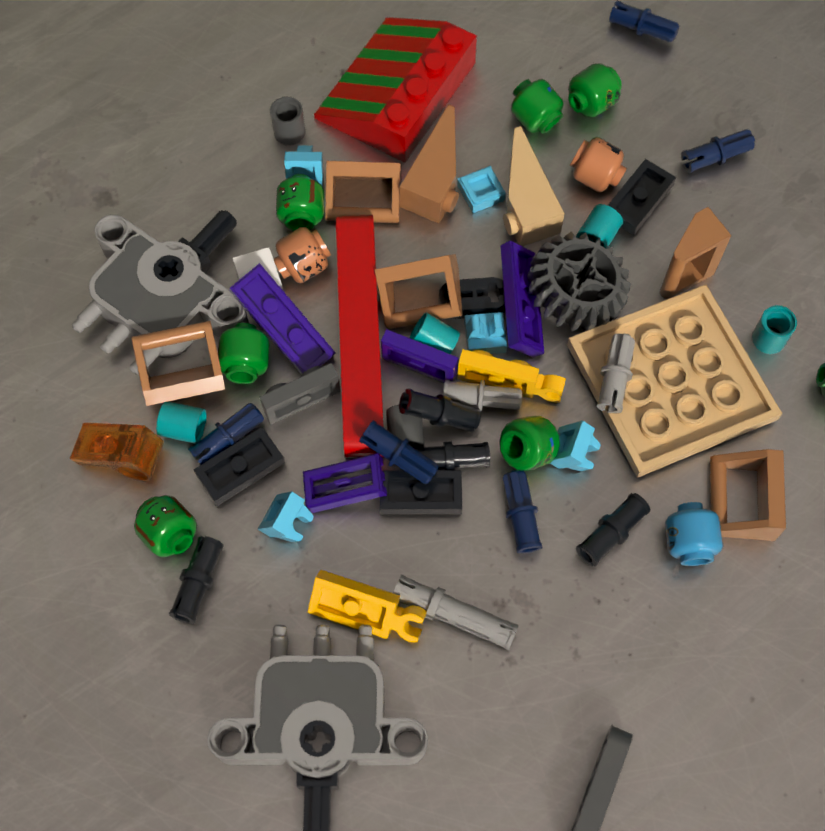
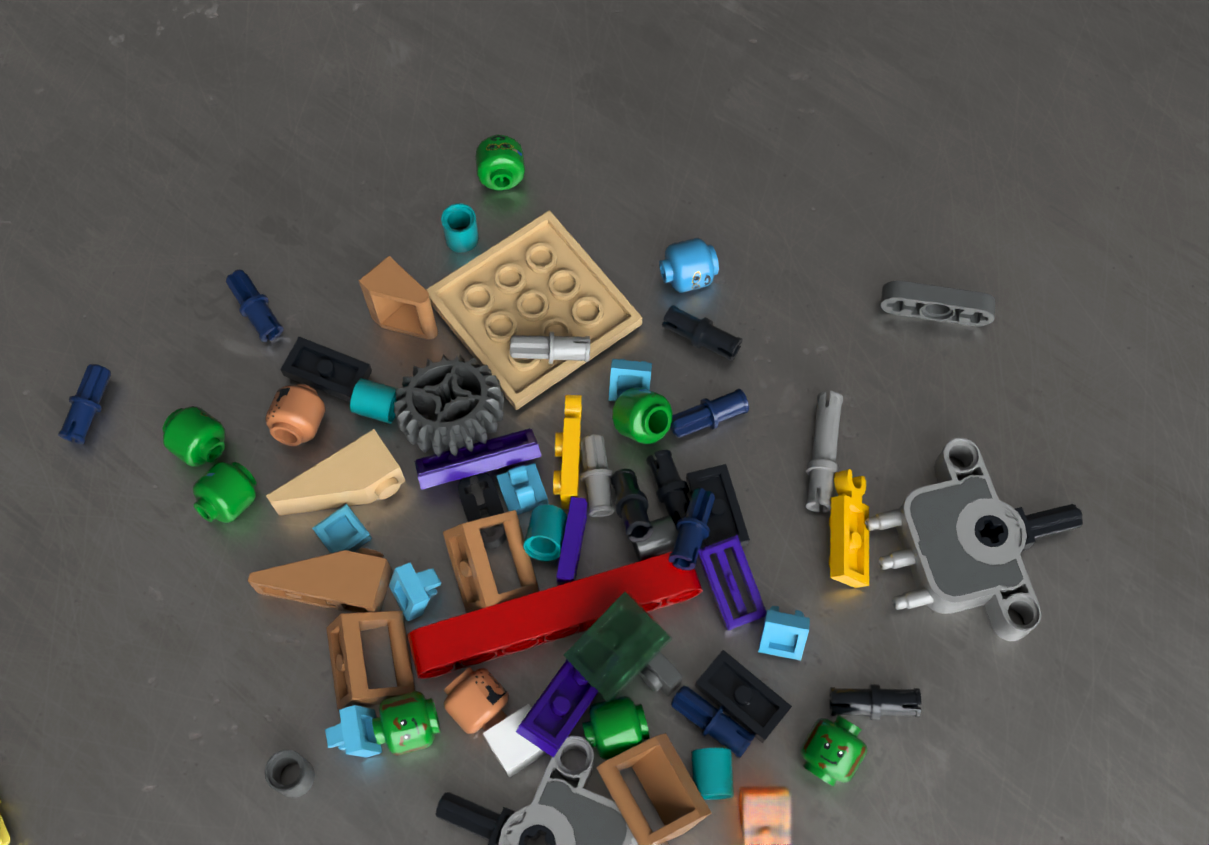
camera: 105 degrees left, 0 degrees up
(305, 357) = (617, 646): none -> clear green plate
(400, 83) = (209, 659): red slope -> none
(411, 227) = (413, 589): none -> medium azure tile
(770, 493) = (630, 212): medium nougat tile -> none

